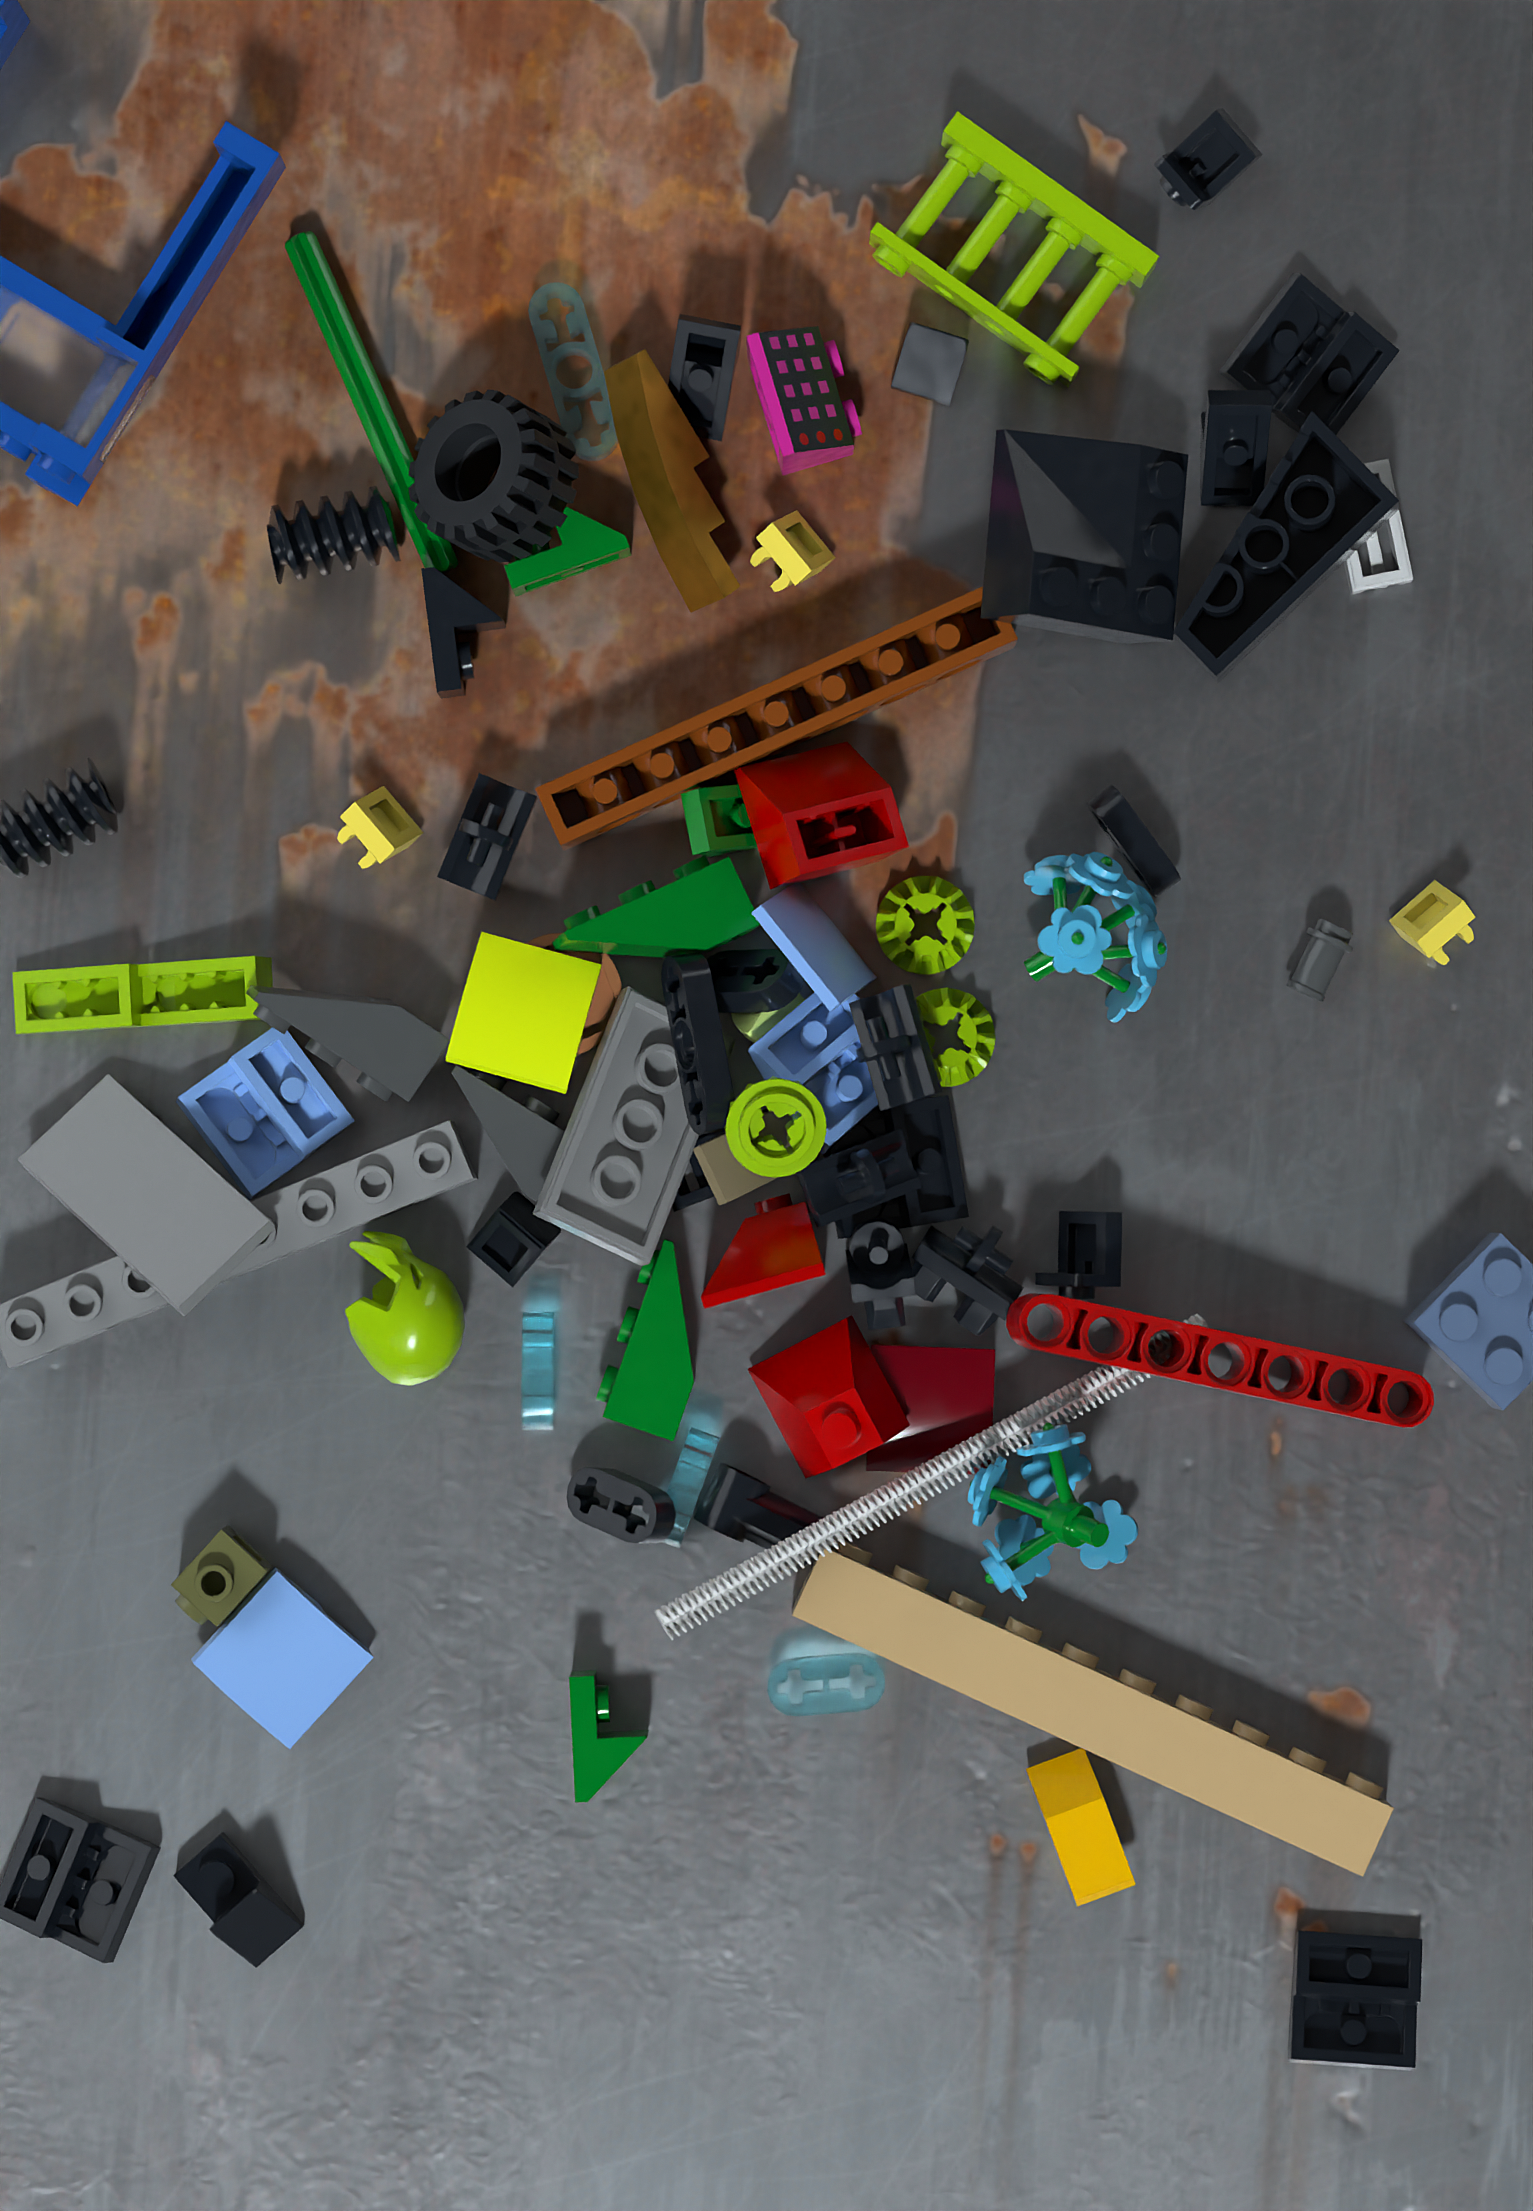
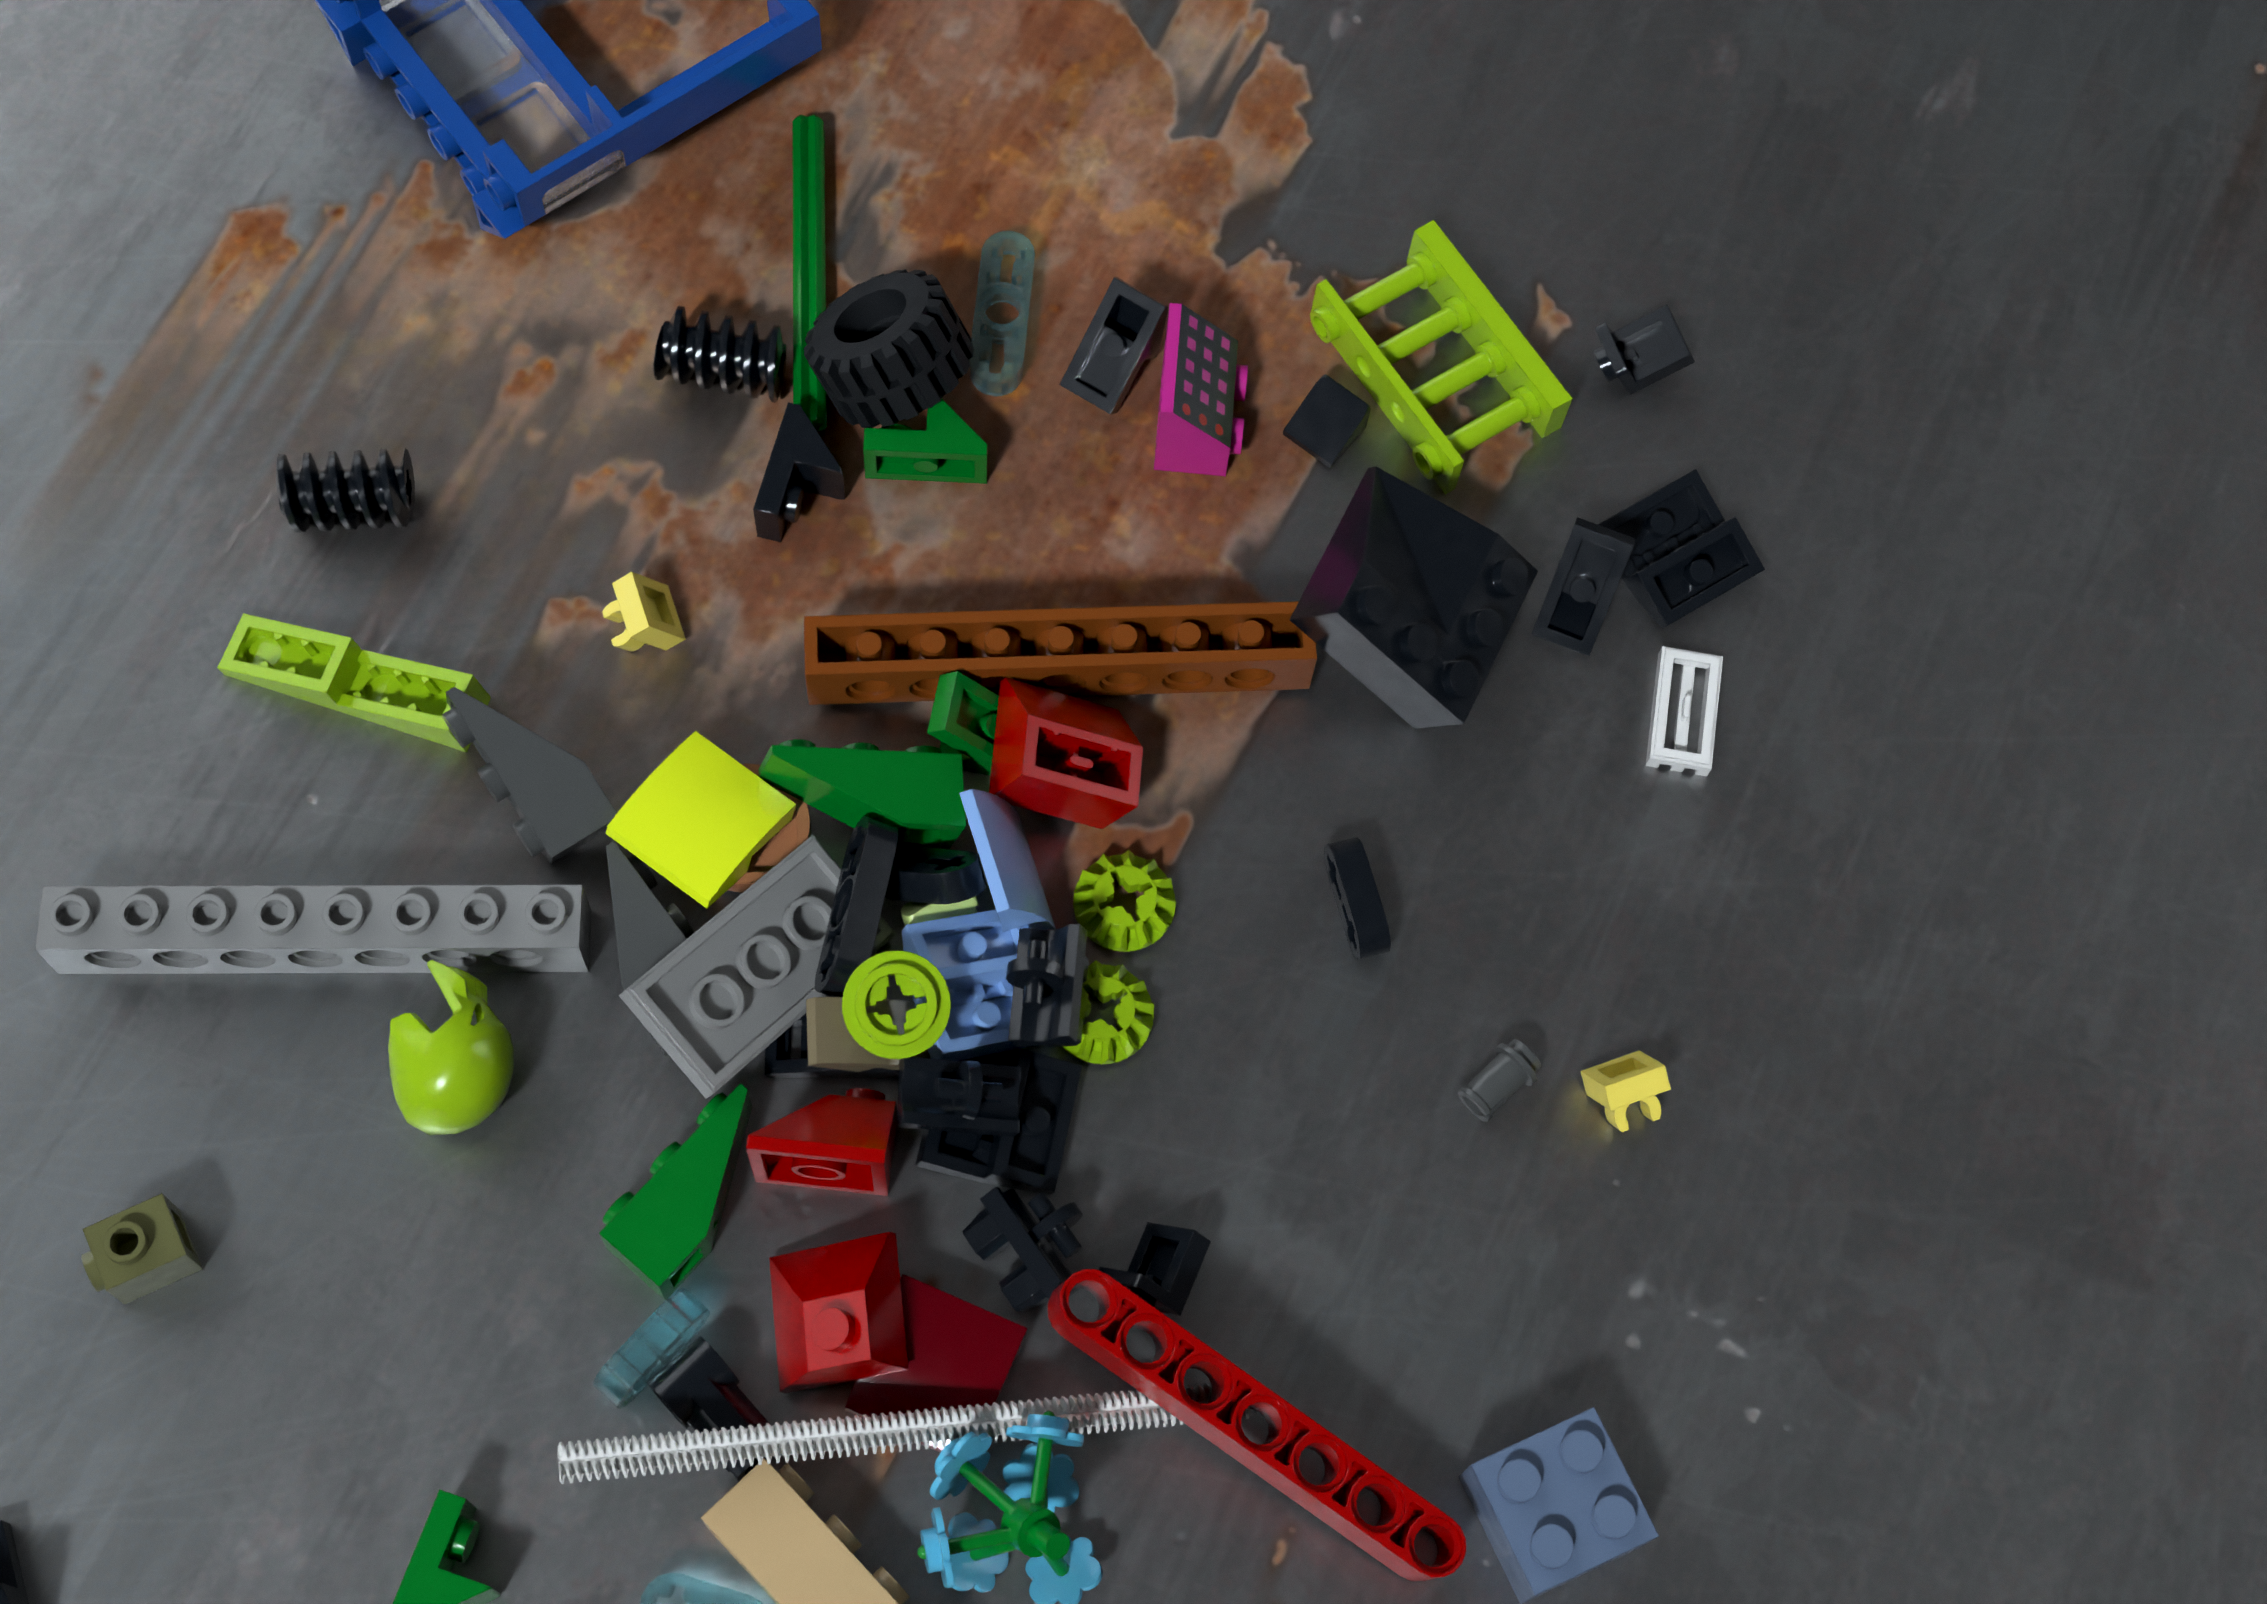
camera: 10 degrees right, 20 degrees down
(146, 1194) = (256, 842): light grey tile -> none
(264, 1111) = (415, 823): light blue slope -> none
(282, 1658) = (160, 1360): light blue slope -> none
(487, 837) = (740, 656): black hips -> none
(513, 1238) = (596, 1038): black slope -> none
(538, 1371) = (558, 1172): clear light blue beam -> none
(617, 1516) = (569, 1344): black beam -> none
(660, 462) = (1048, 402): pearl gold slope -> none
(794, 549) = (1139, 525): light yellow tile -> none
(880, 1272) = (942, 1198): black hips -> none
(1083, 939) = (1267, 944): medium azure plant -> none
(1294, 537) = (1601, 684): black wedge -> none

